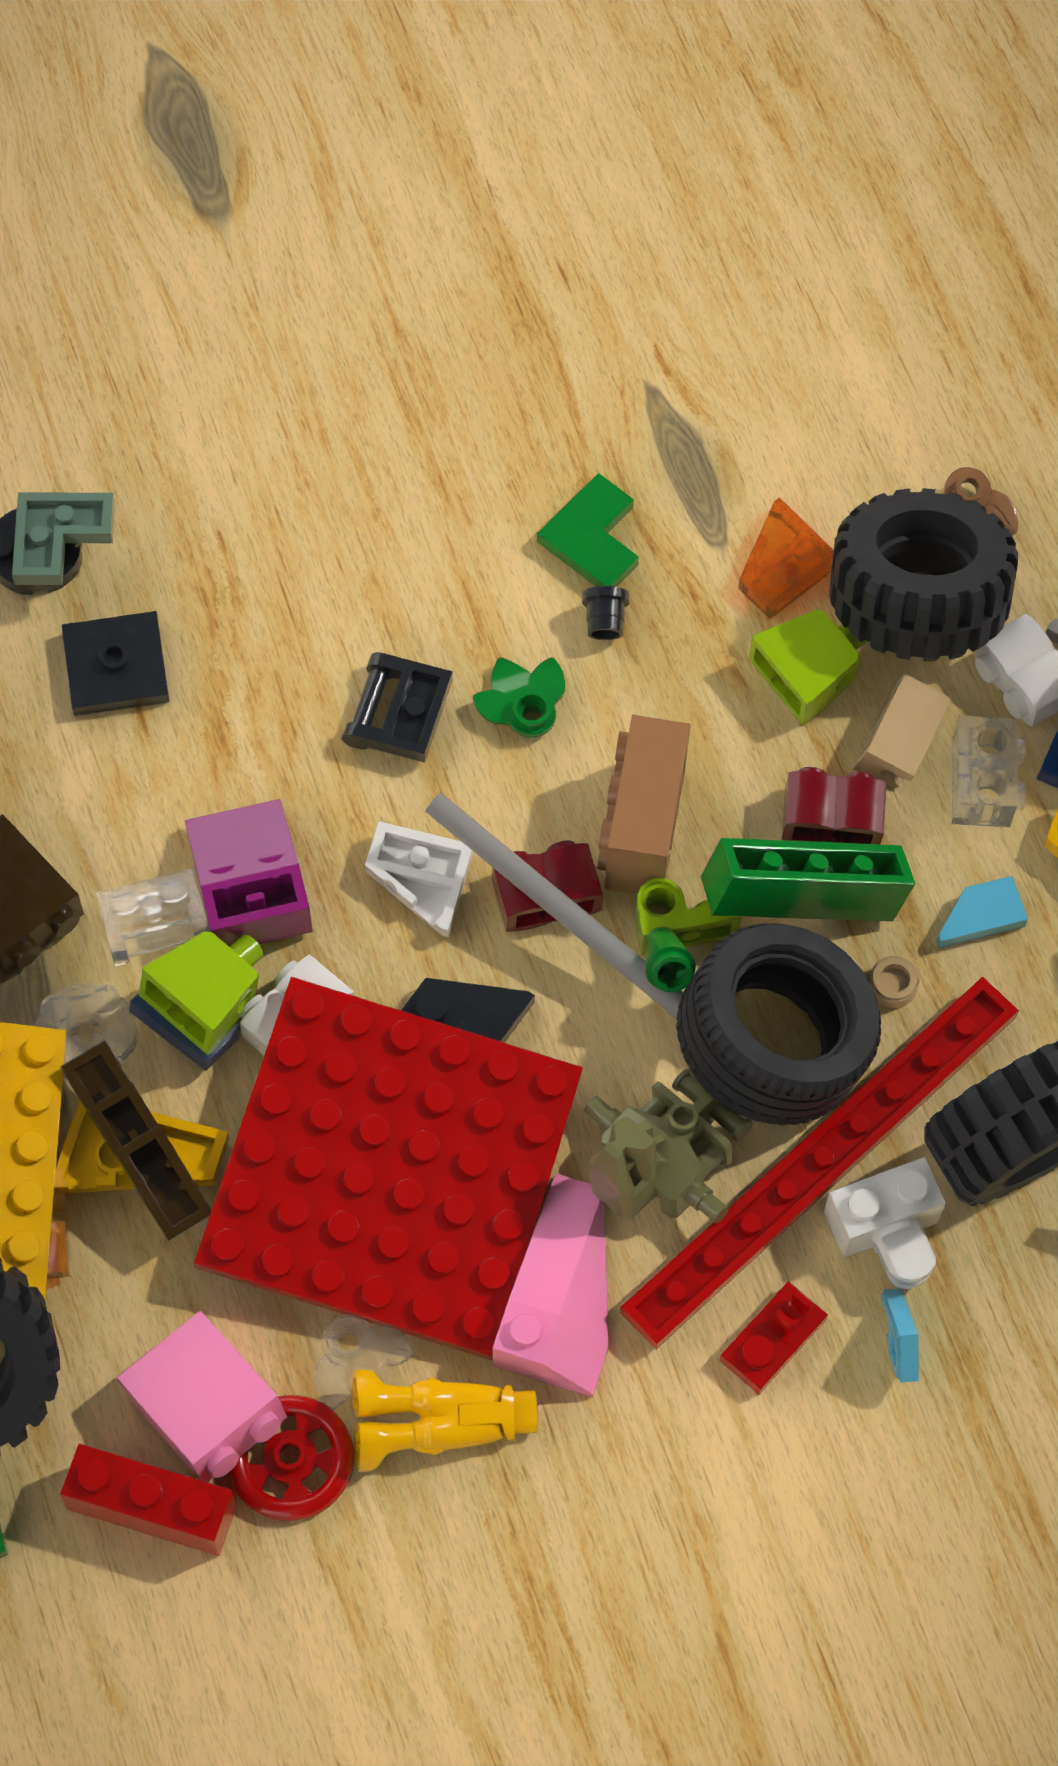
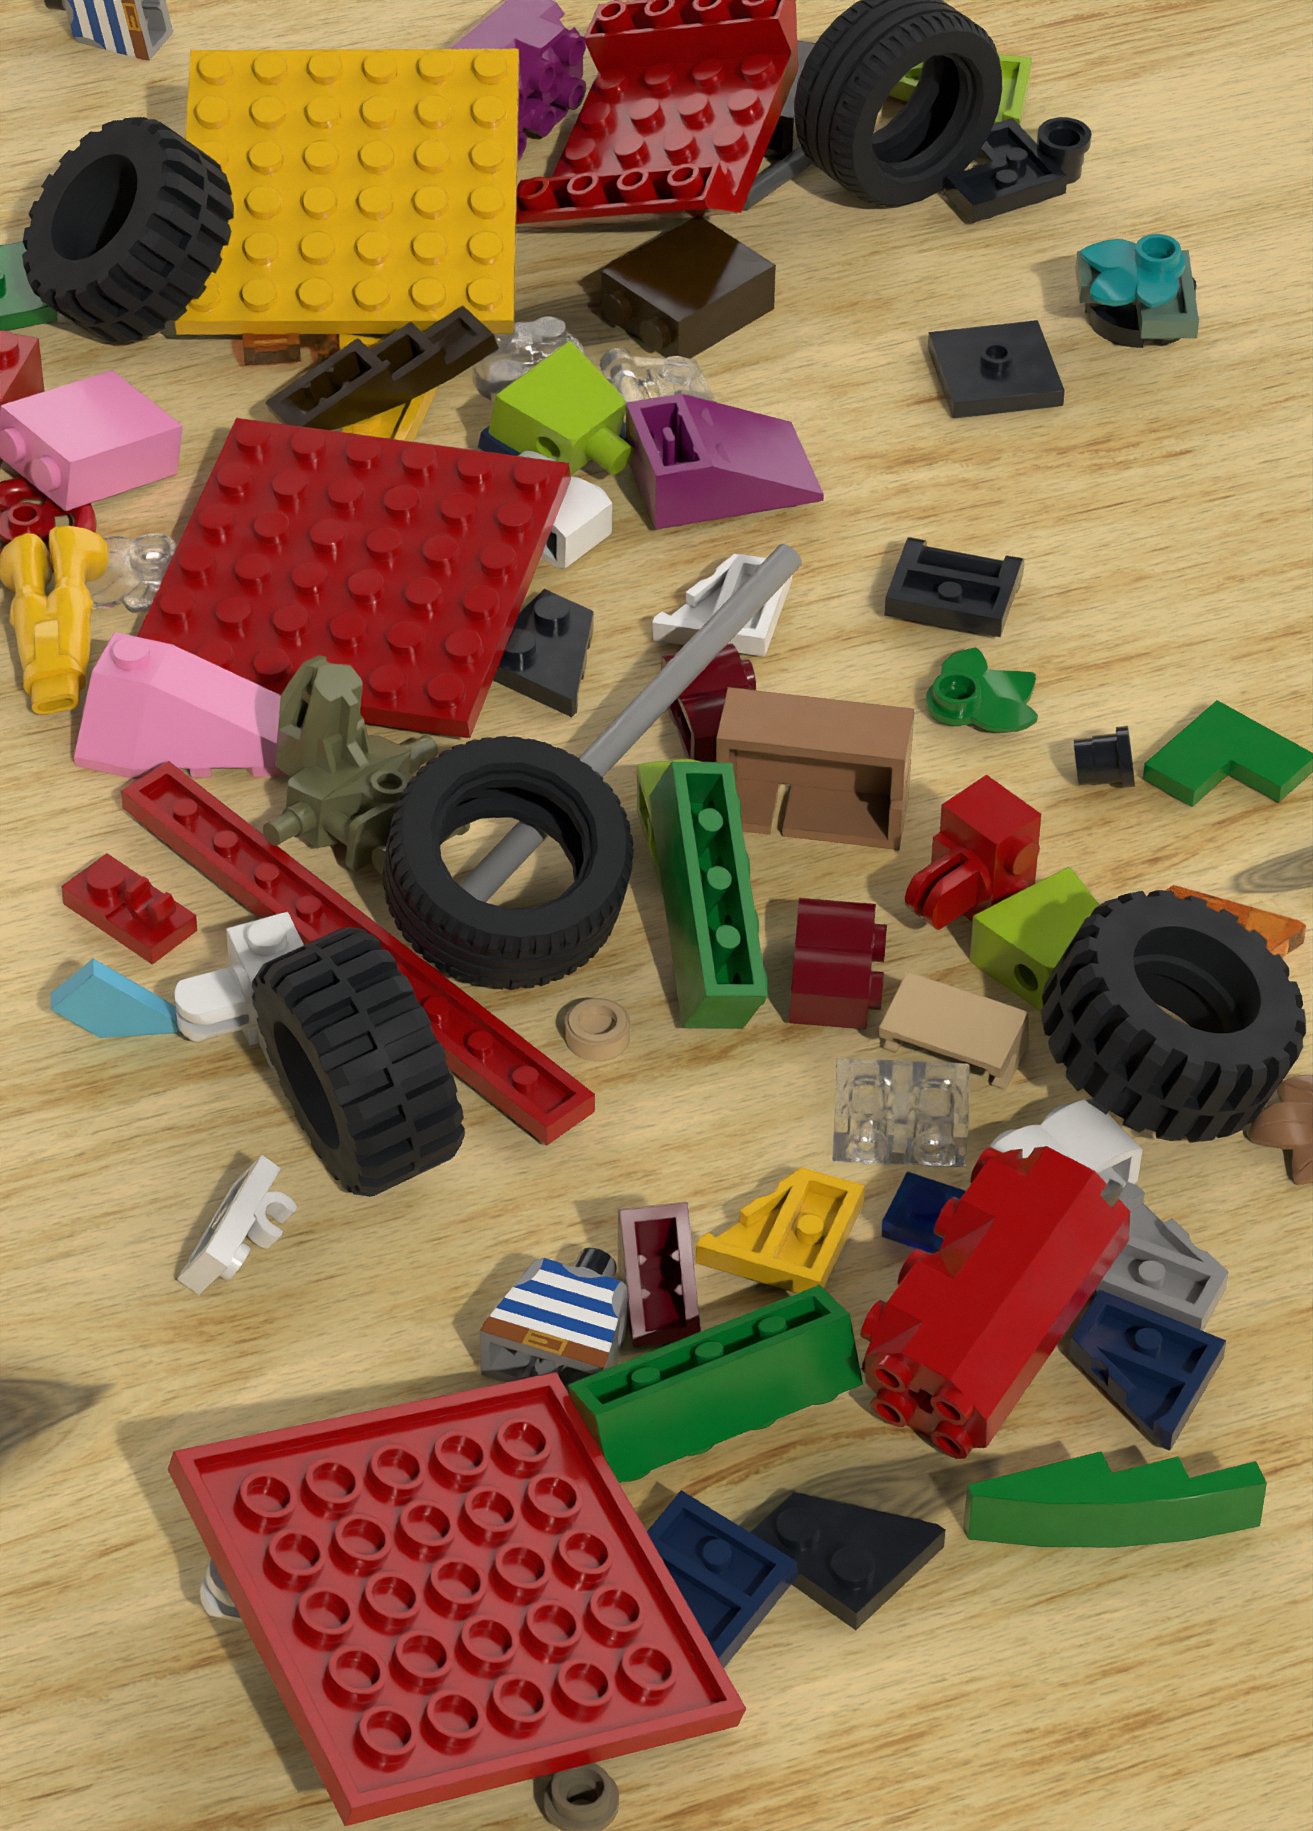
camera: 90 degrees right, 20 degrees down
(62, 535) = (1135, 270): none -> teal plate
(668, 961) = (615, 769): green cone -> none
(745, 694) = (979, 856): none -> red brick
(984, 912) = (698, 1117): medium azure tile -> none

